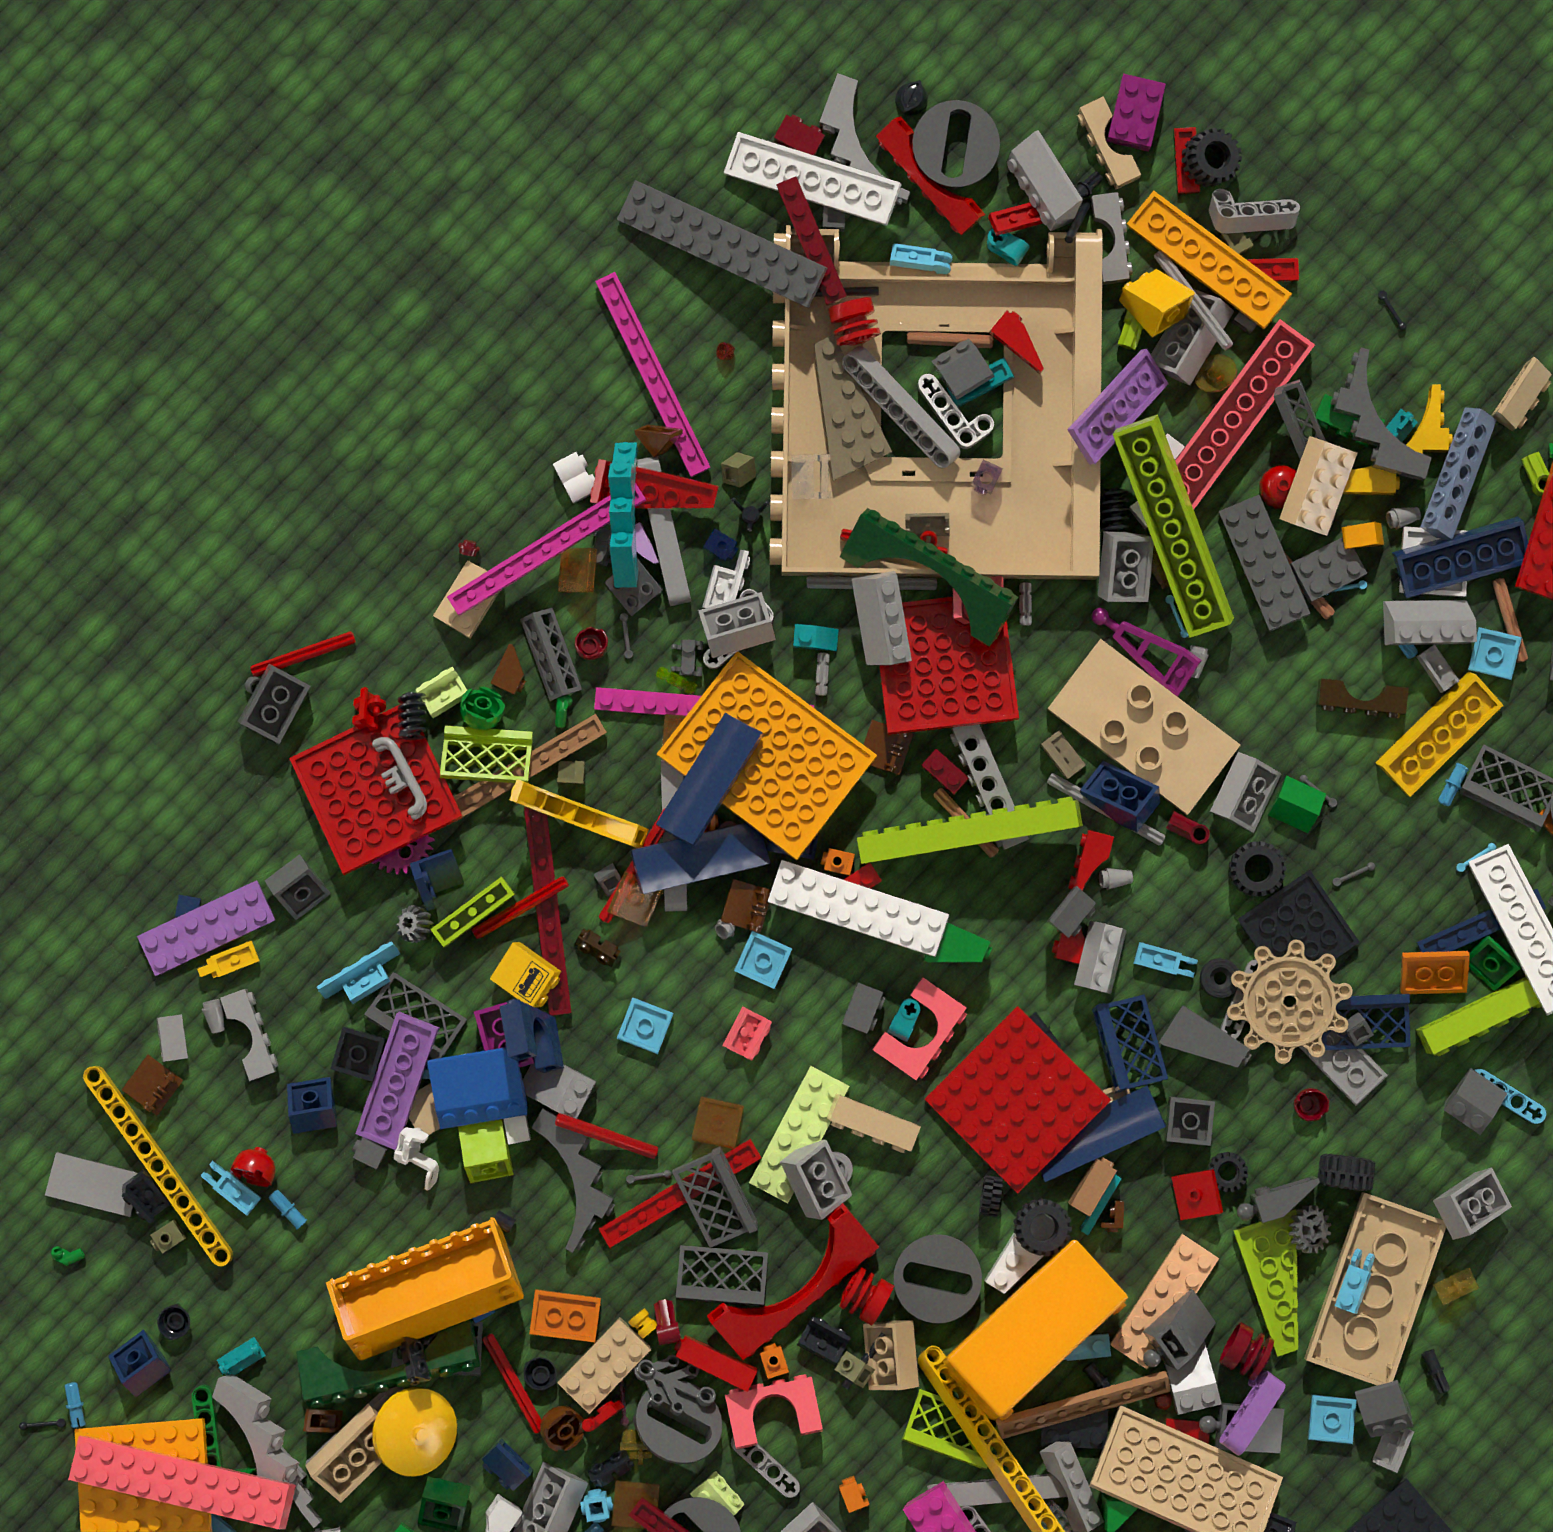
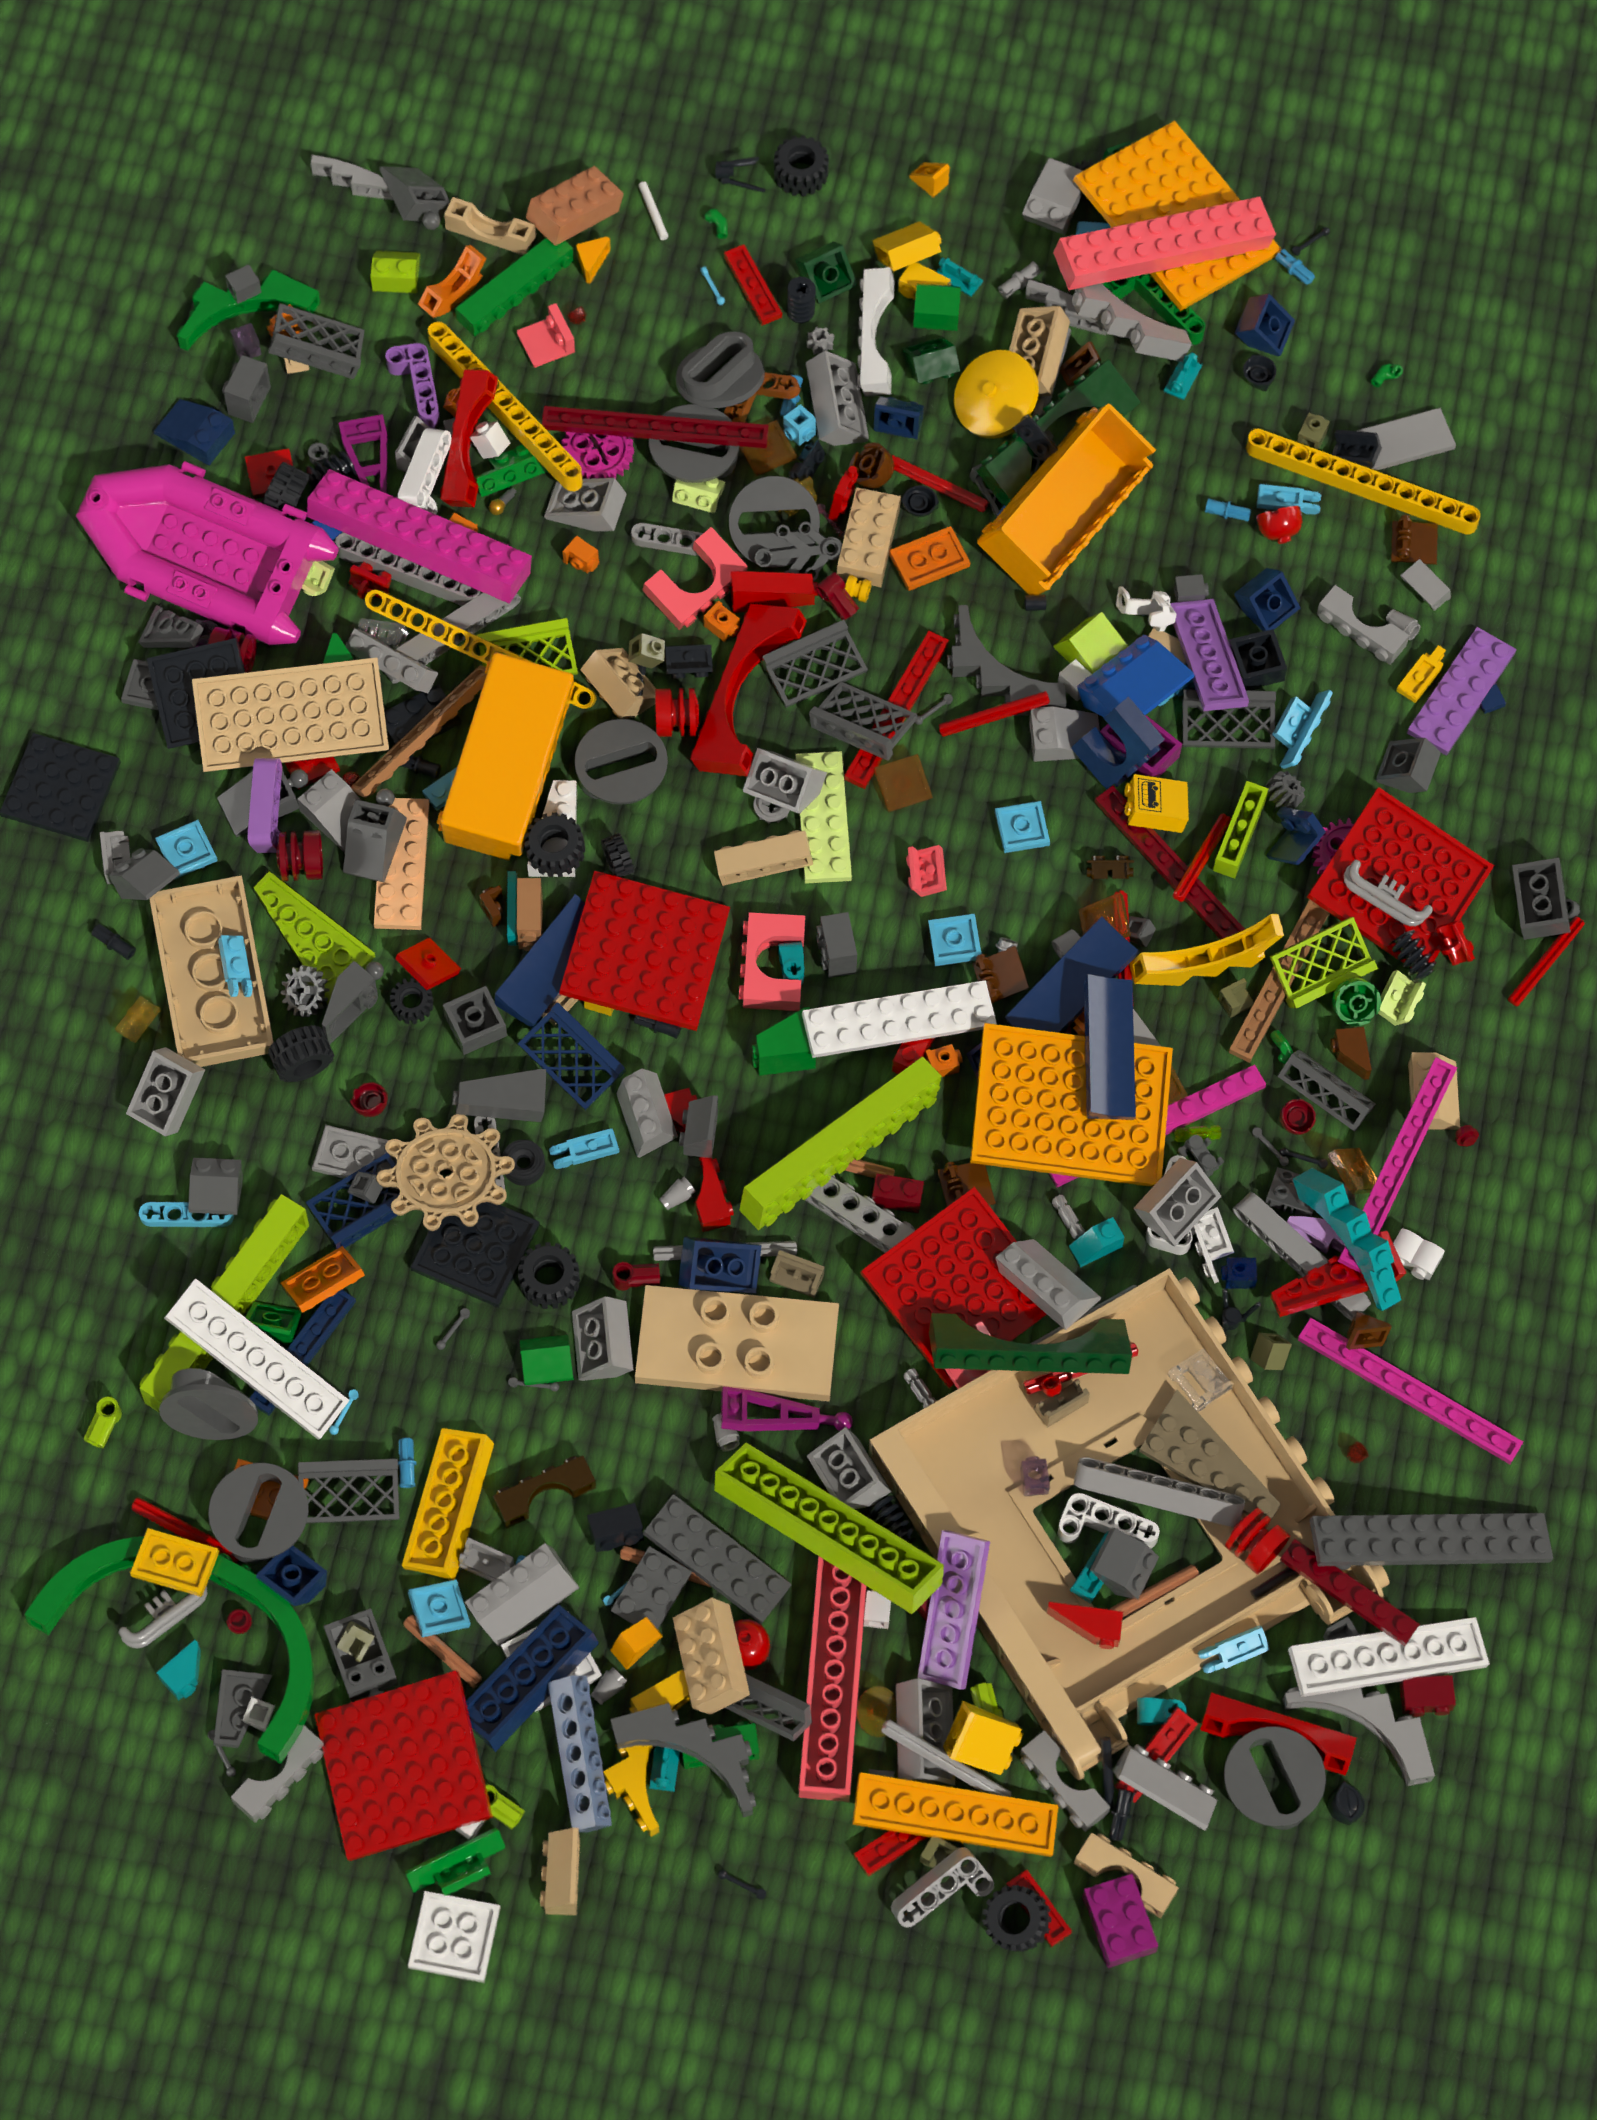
camera: 150 degrees right, 20 degrees down
(594, 597) = (1322, 1163): none -> black hinge
(1327, 633) = (615, 1527): none -> black brick

